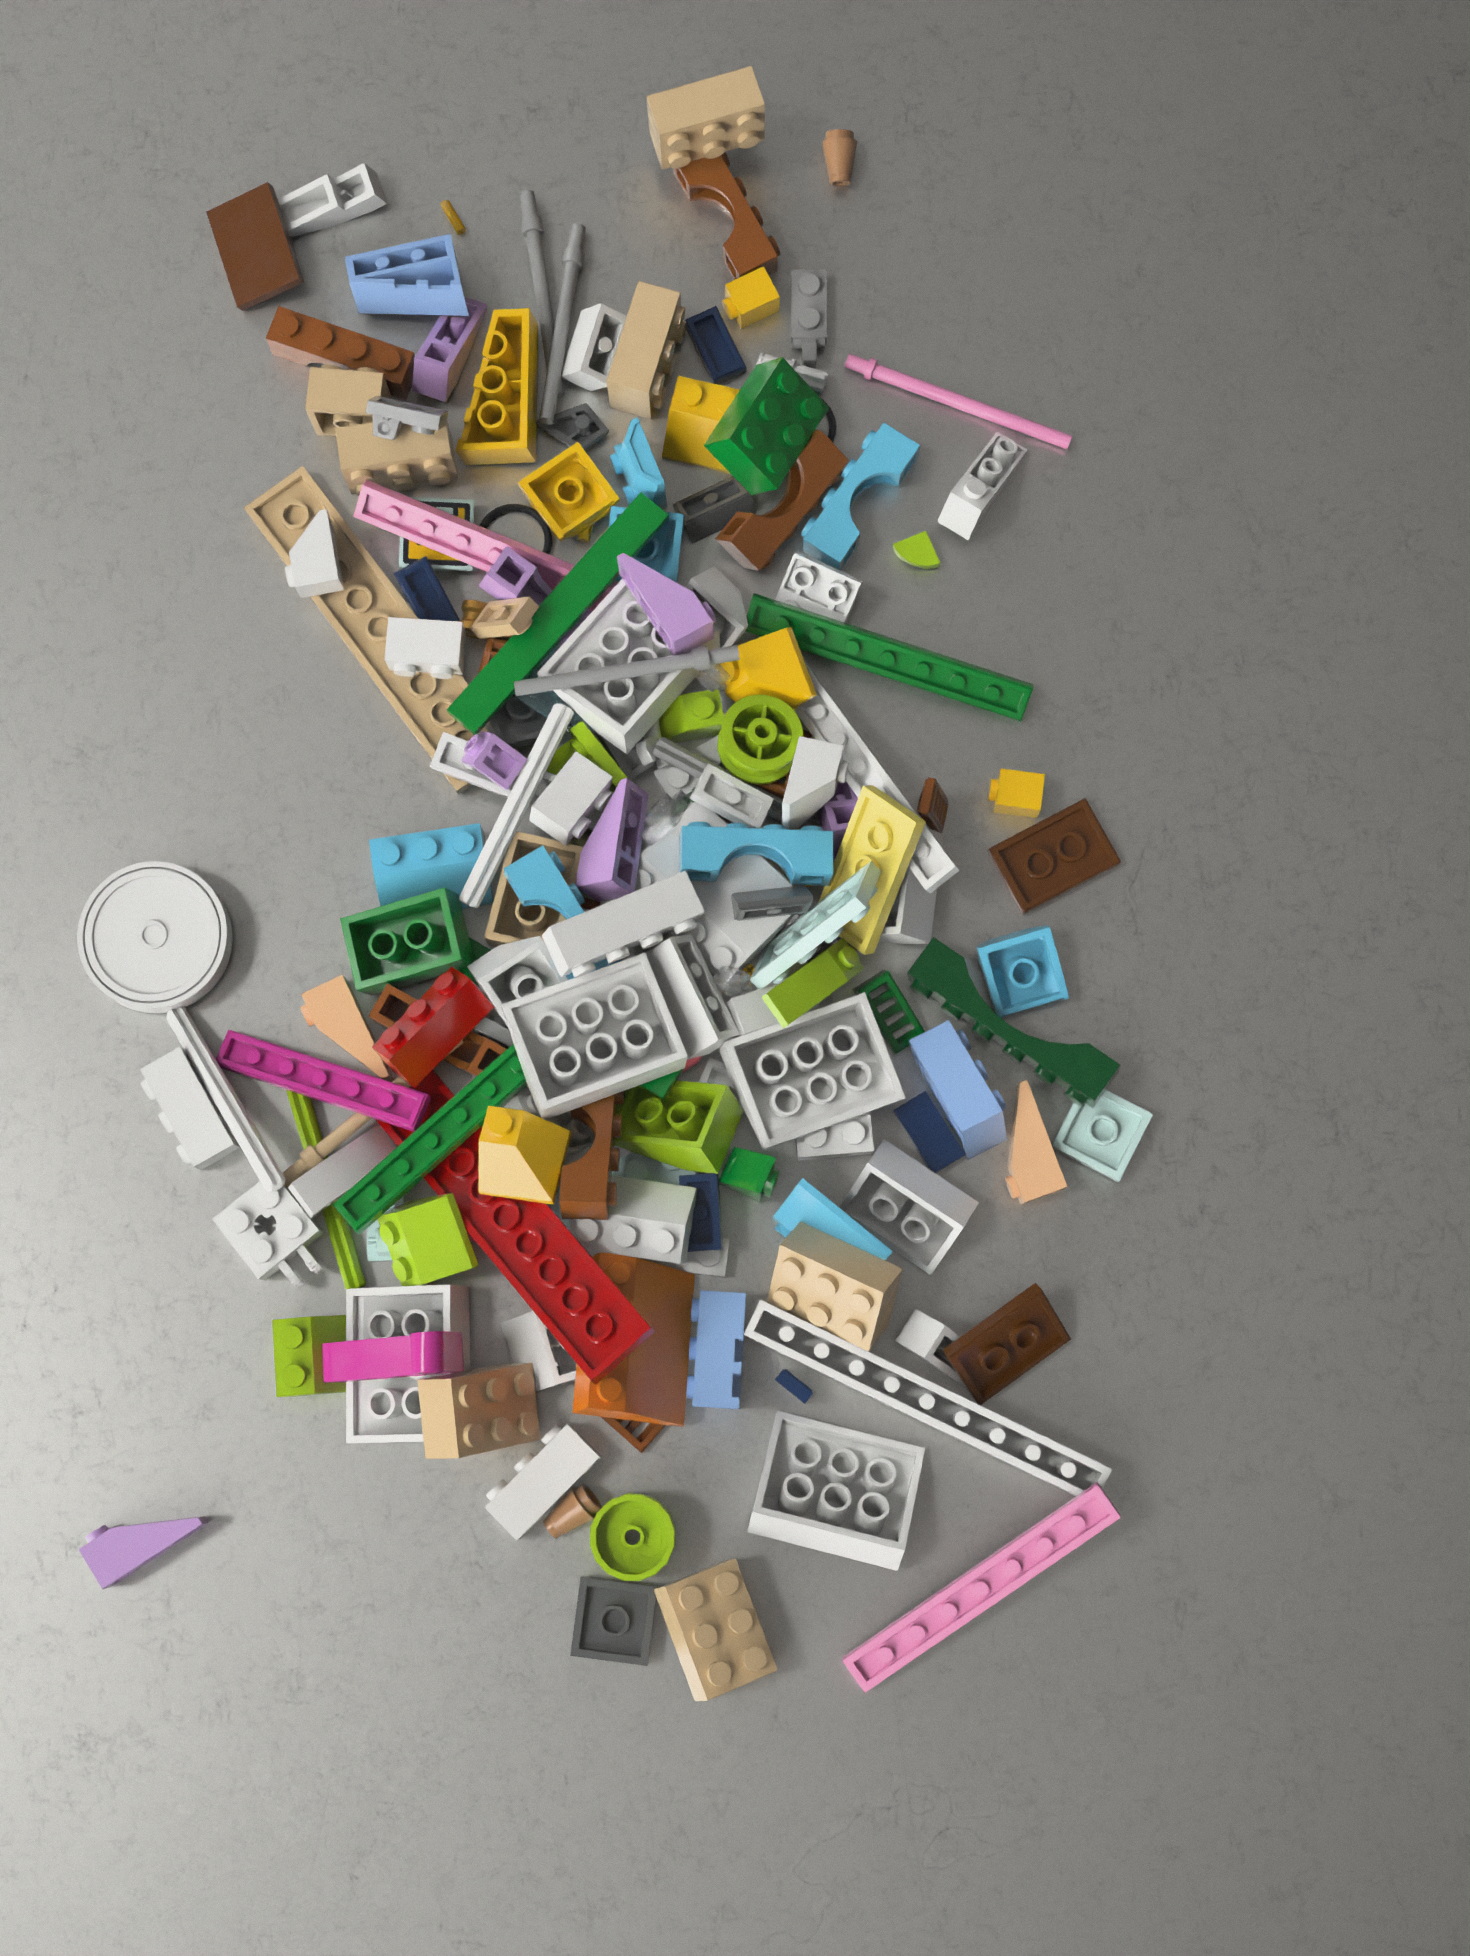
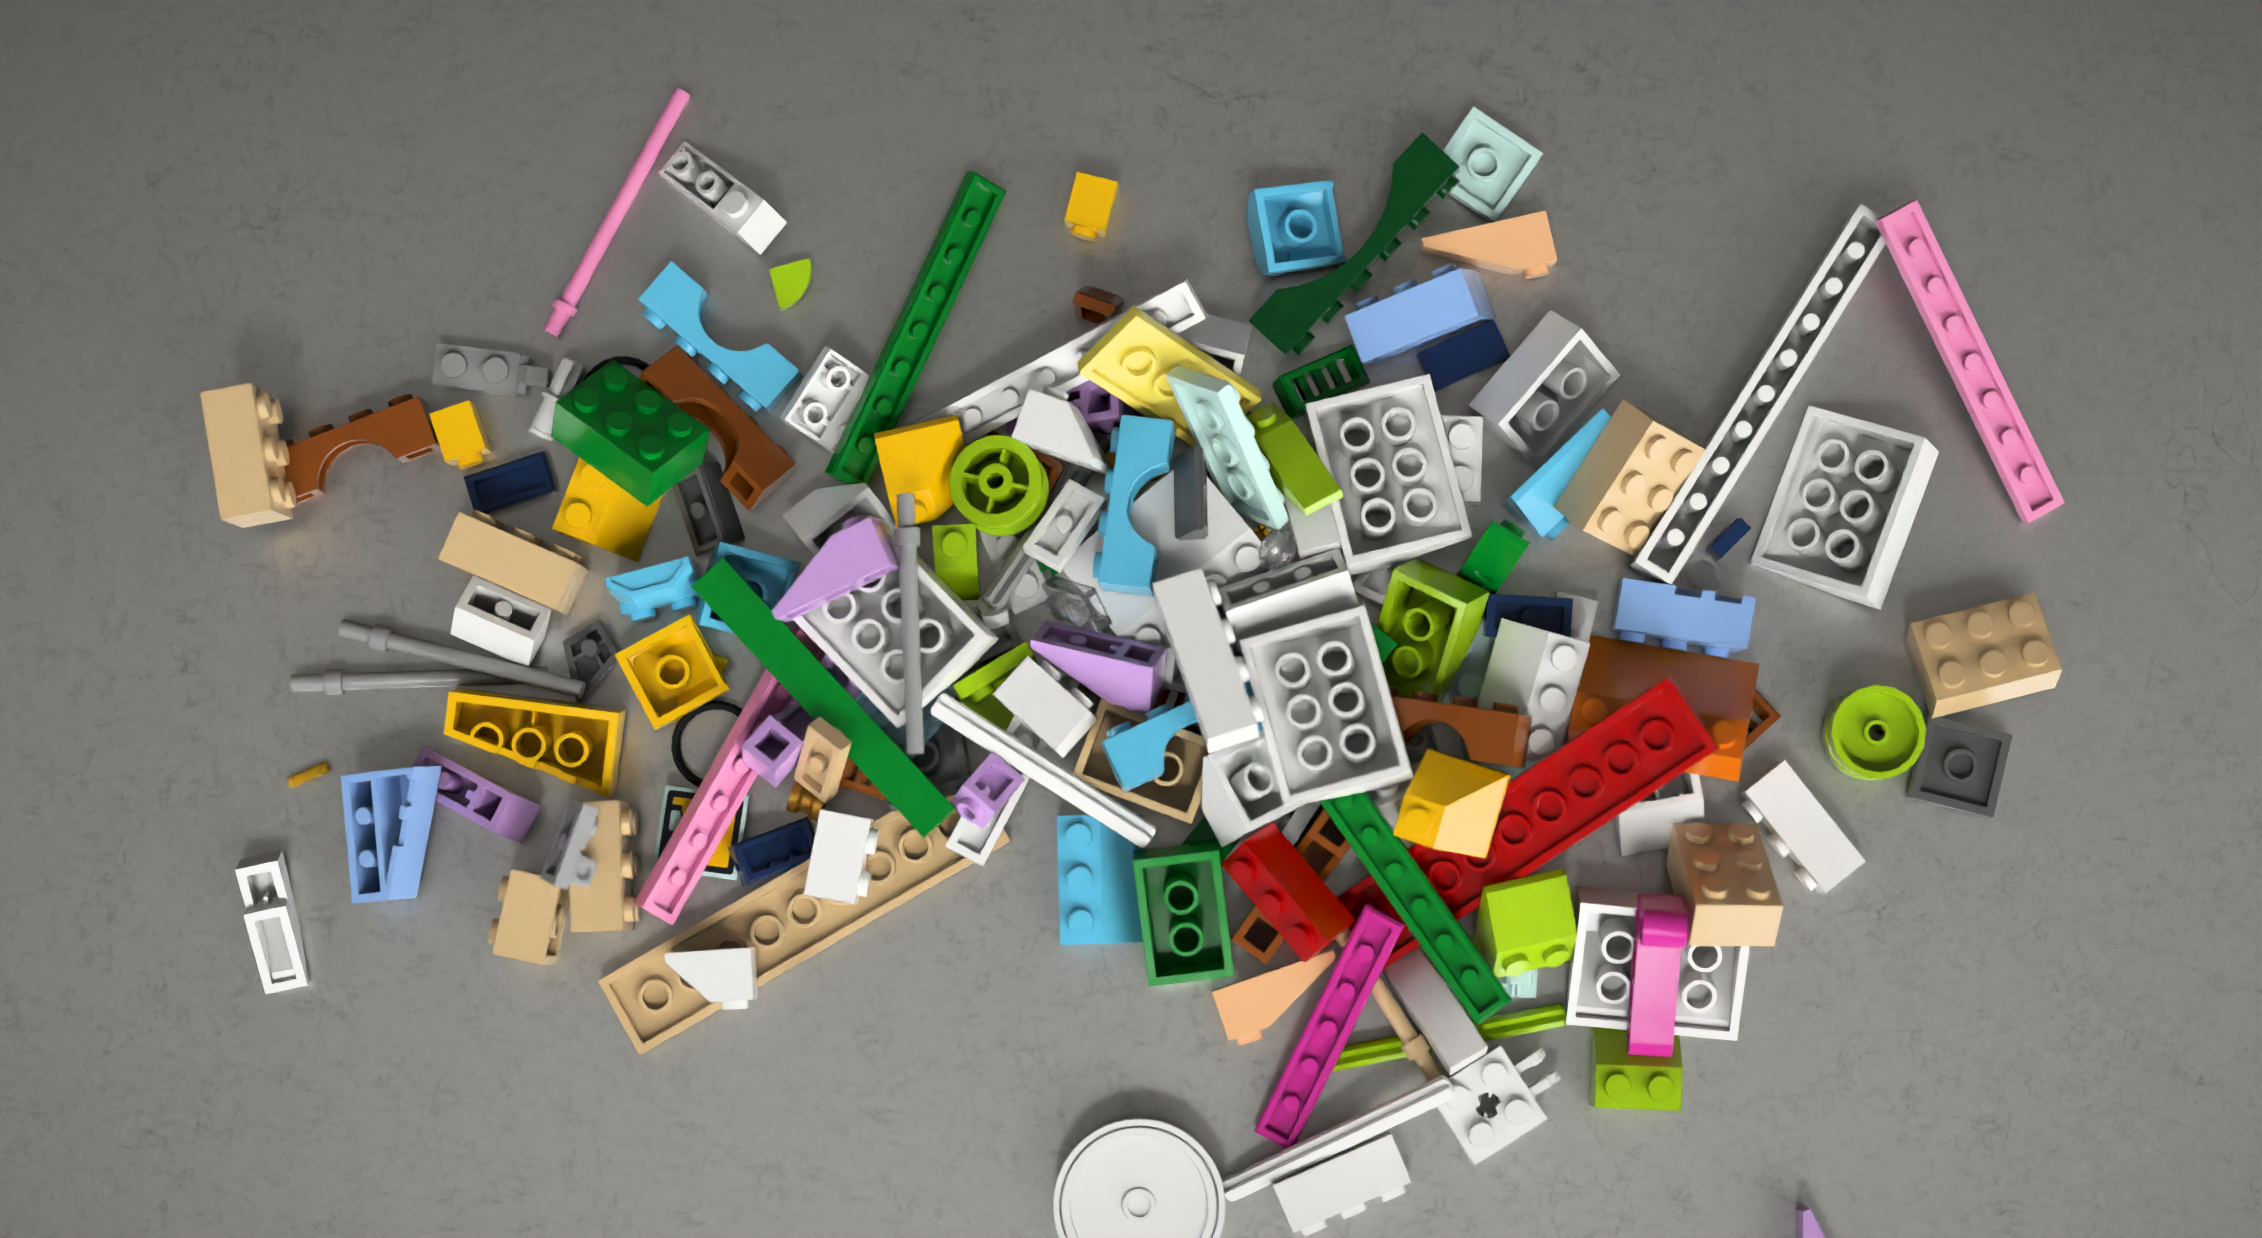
camera: 80 degrees left, 5 degrees up
(255, 246) = (316, 1012): reddish brown tile -> none
(316, 341) = (455, 934): dark orange arch -> none
(572, 1511) = (1837, 797): medium nougat cone -> none
(714, 678) = (928, 526): clear plate -> none
(839, 155) = (299, 310): medium nougat cone -> none
(926, 1340) = (1703, 373): white slope -> none
(1007, 1344) = (1709, 299): reddish brown tile -> none
(1054, 856) = (1166, 175): reddish brown tile -> none

